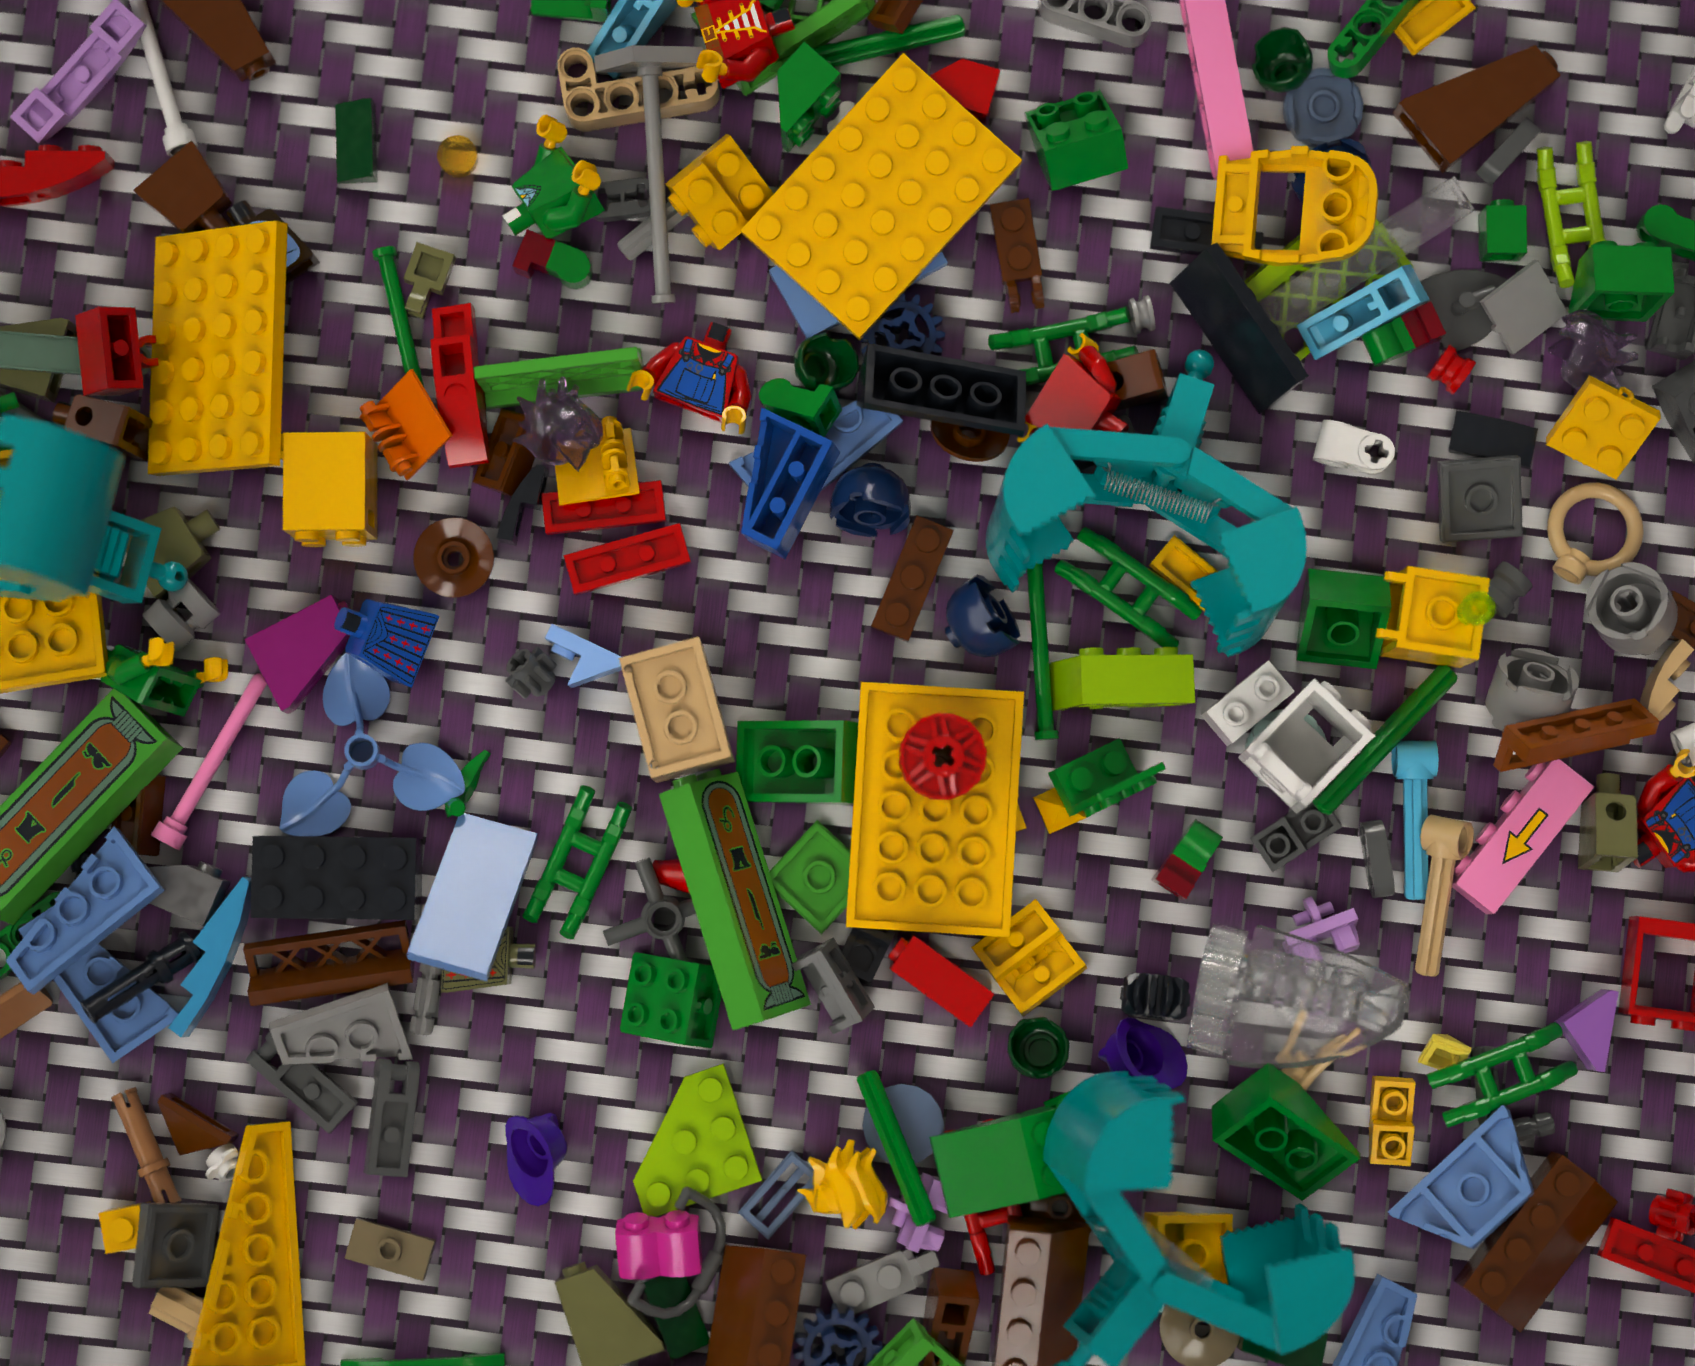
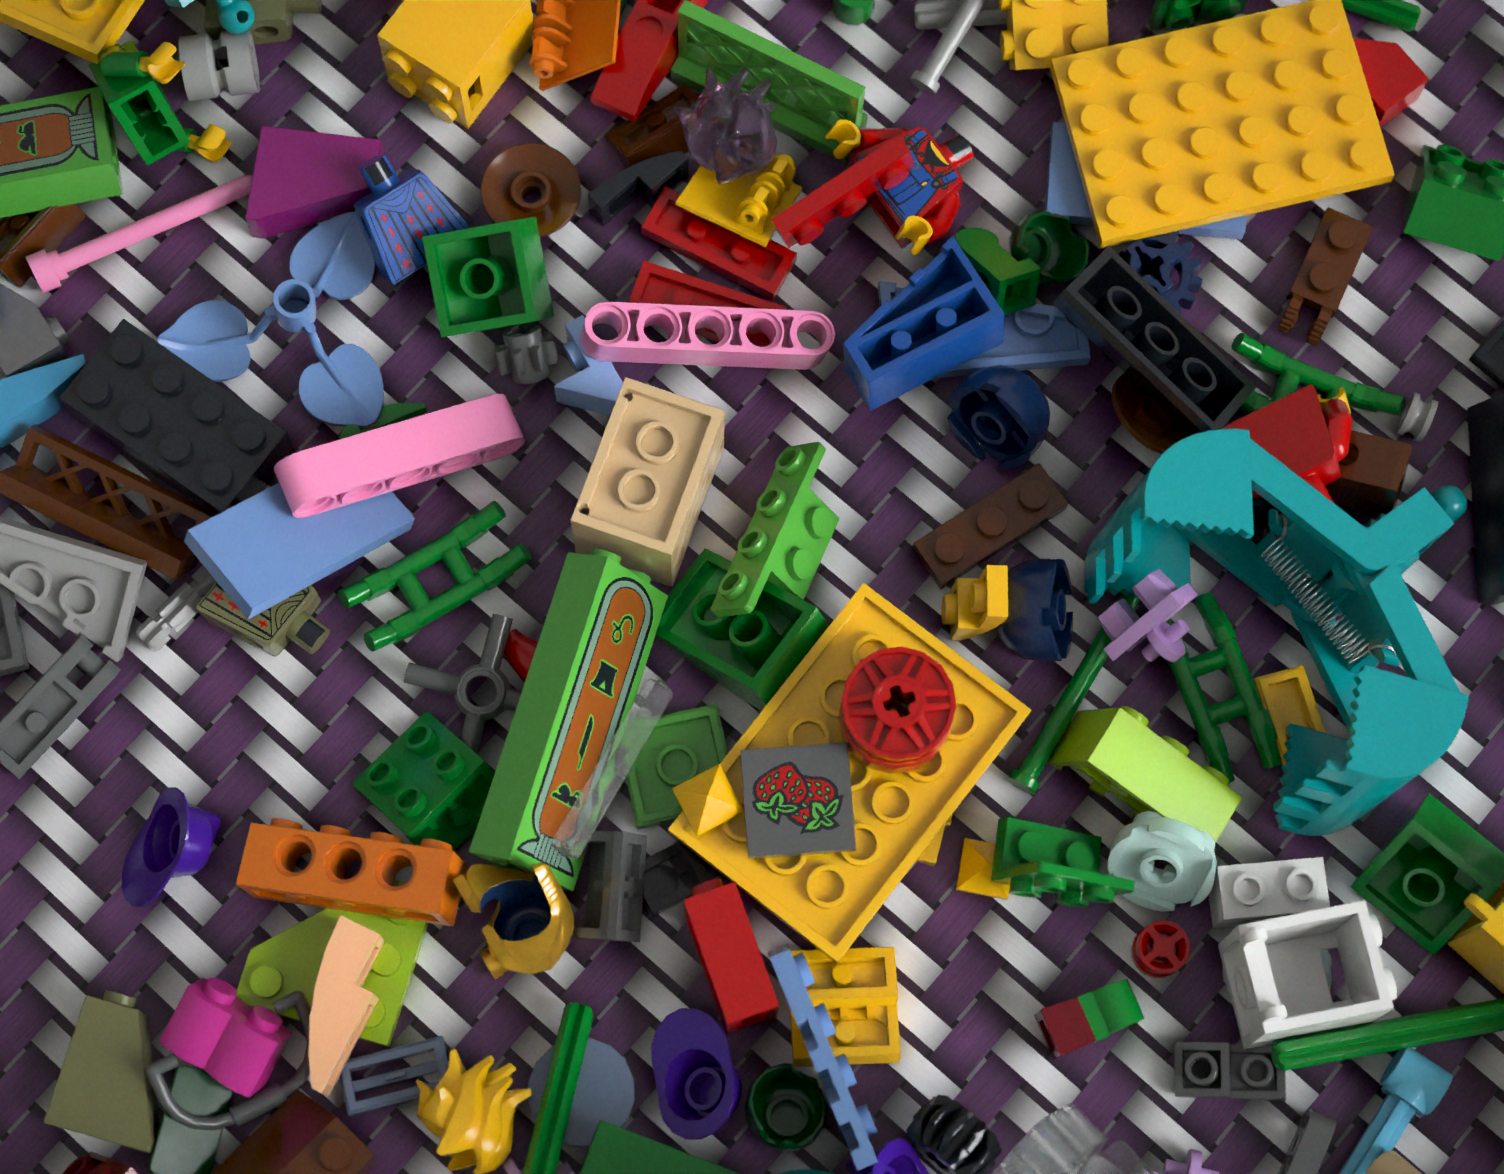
camera: 30 degrees right, 10 degrees down
(471, 639) = (488, 277): none -> green slope
(500, 801) = (398, 455): none -> bright pink beam
(611, 1124) = (427, 897): none -> orange brick
(655, 566) = (727, 322): none -> bright pink beam
(669, 423) = (844, 193): none -> red plate
(716, 1176) = (339, 1001): none -> light nougat slope
(782, 911) = (612, 769): none -> clear axle
(785, 683) = (783, 536): none -> bright green bracket
(798, 1048) = (530, 920): none -> pearl gold piece
(859, 891) = (708, 800): none -> yellow slope
(916, 853) = (798, 800): none -> dark grey tile
(940, 642) = (976, 603): none -> yellow slope
(967, 1067) = (694, 1074): none -> dark purple piece
(1054, 1006) = (833, 1071): none -> medium blue wing
(1060, 562) = (1163, 602): none -> lavender hips
(1183, 717) = (1166, 839): none -> light aqua plate
(1212, 780) = (1168, 942): none -> red wheel

